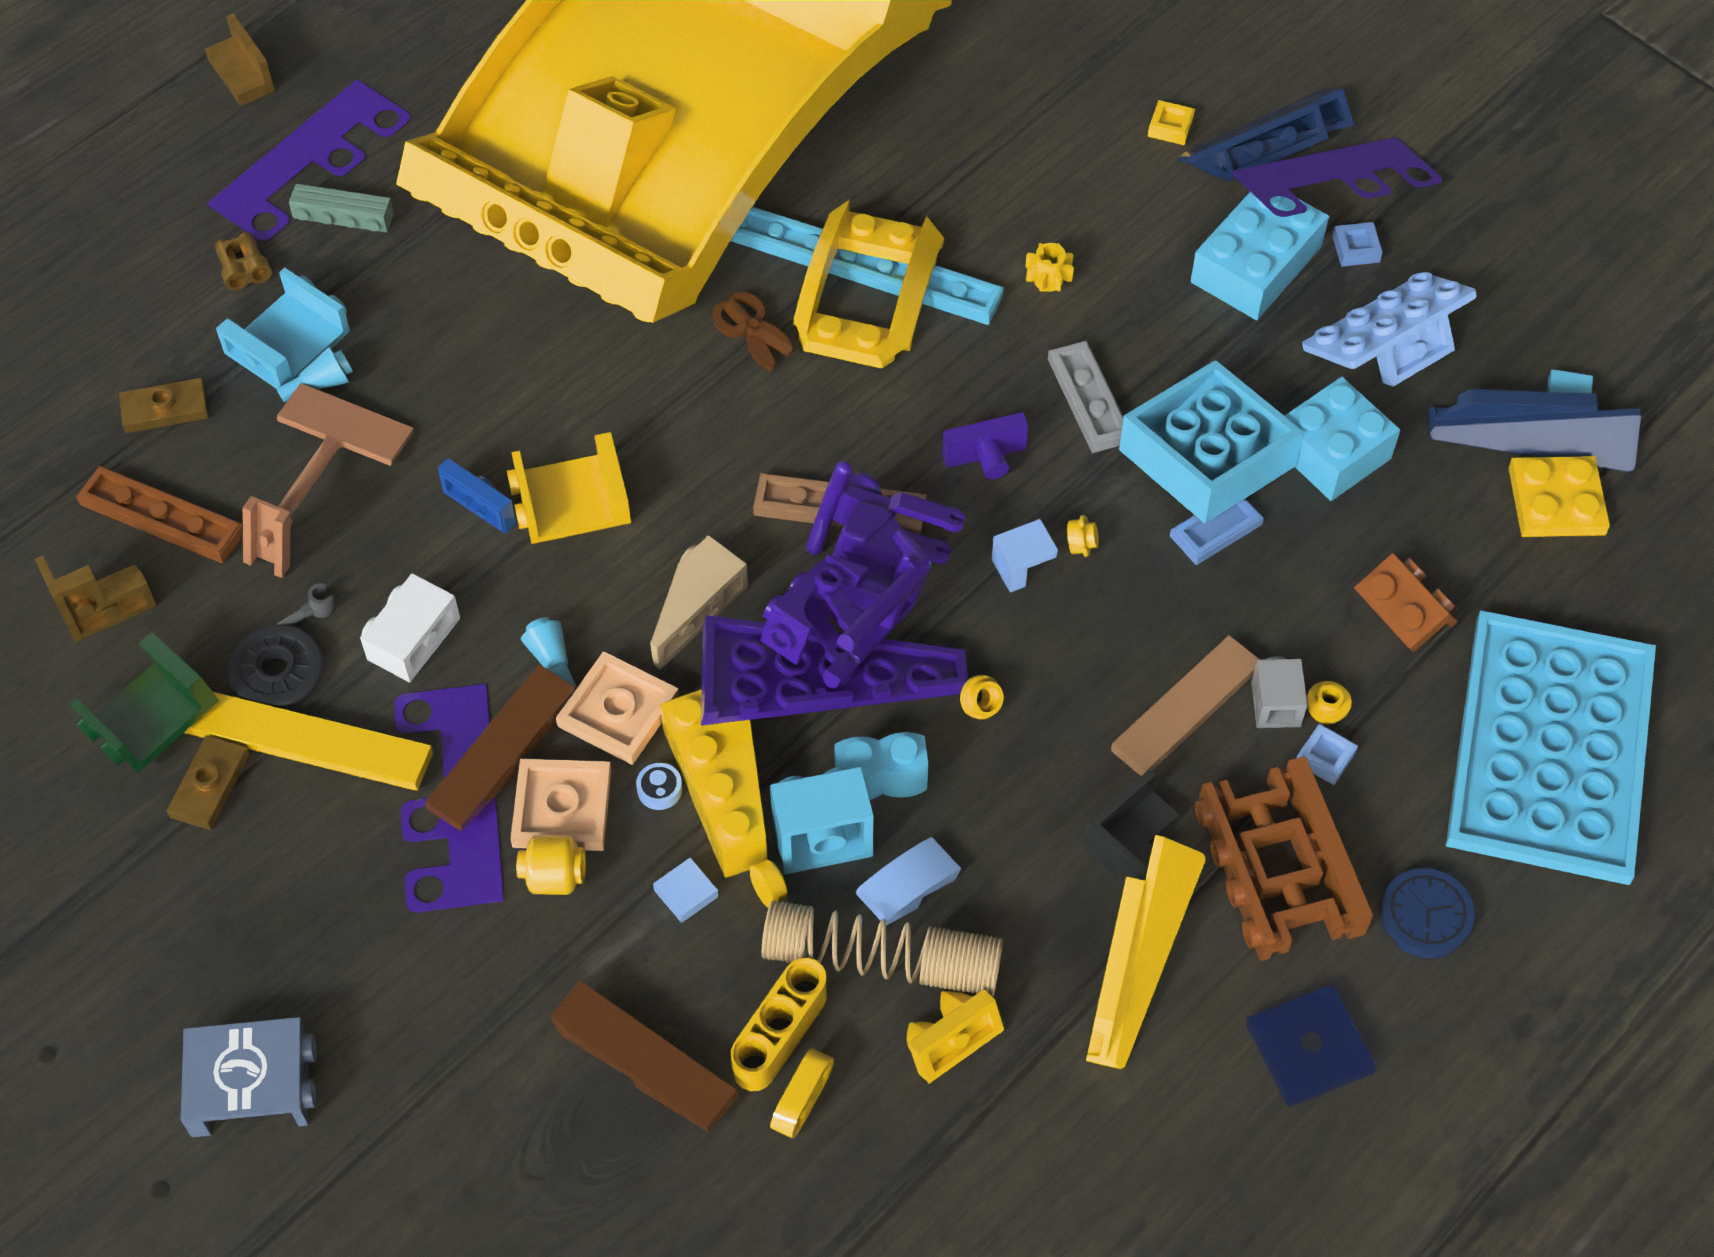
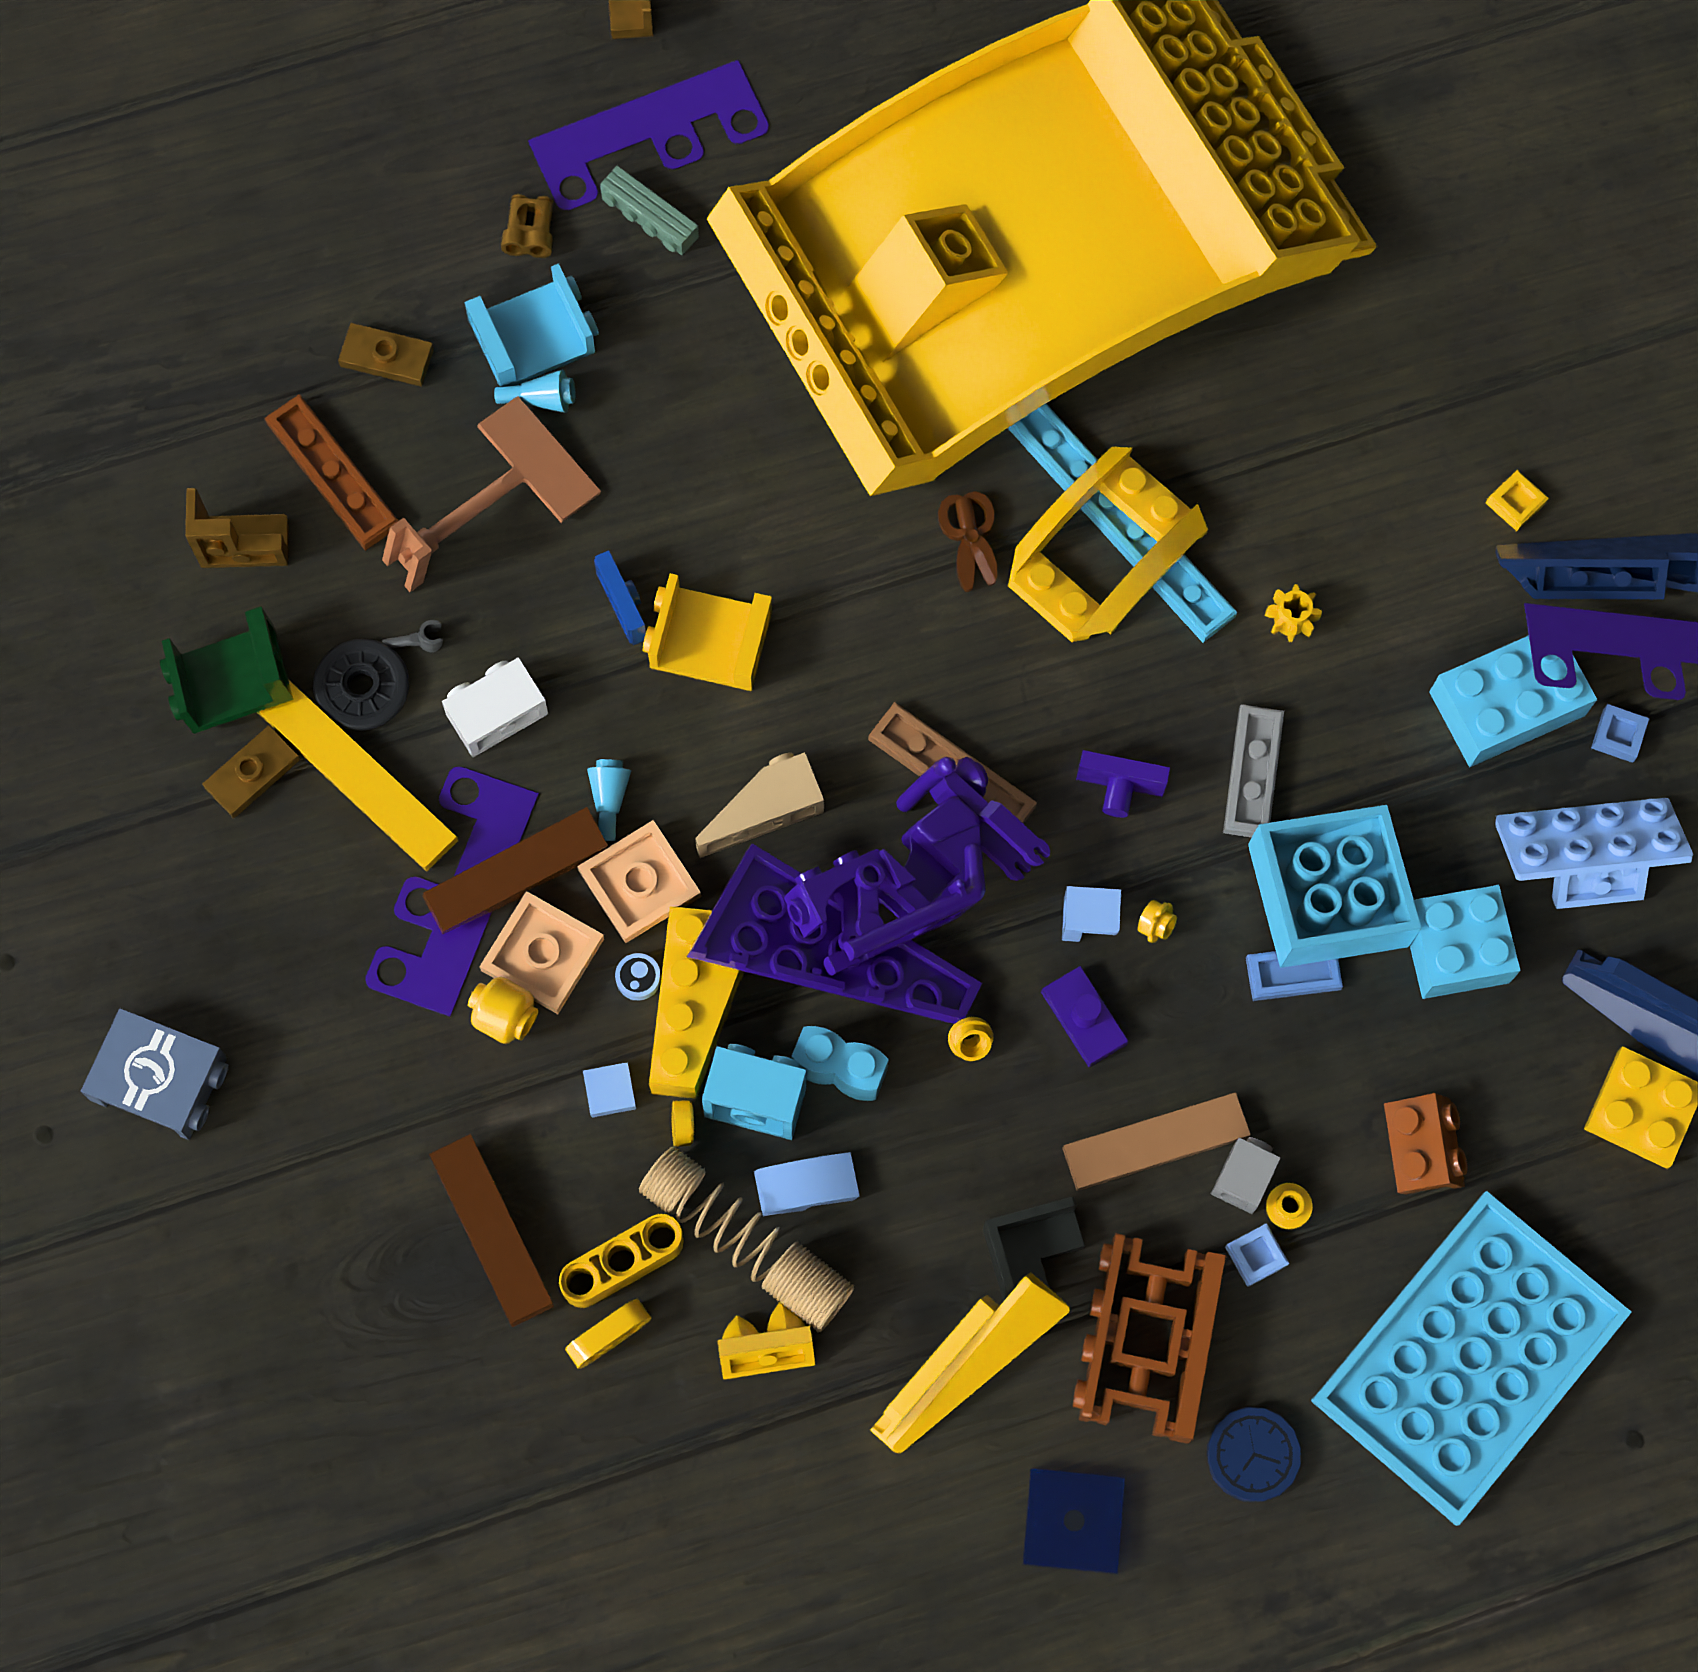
camera: 25 degrees right, 15 degrees up
(1066, 637) = (1084, 1016): none -> dark purple tile

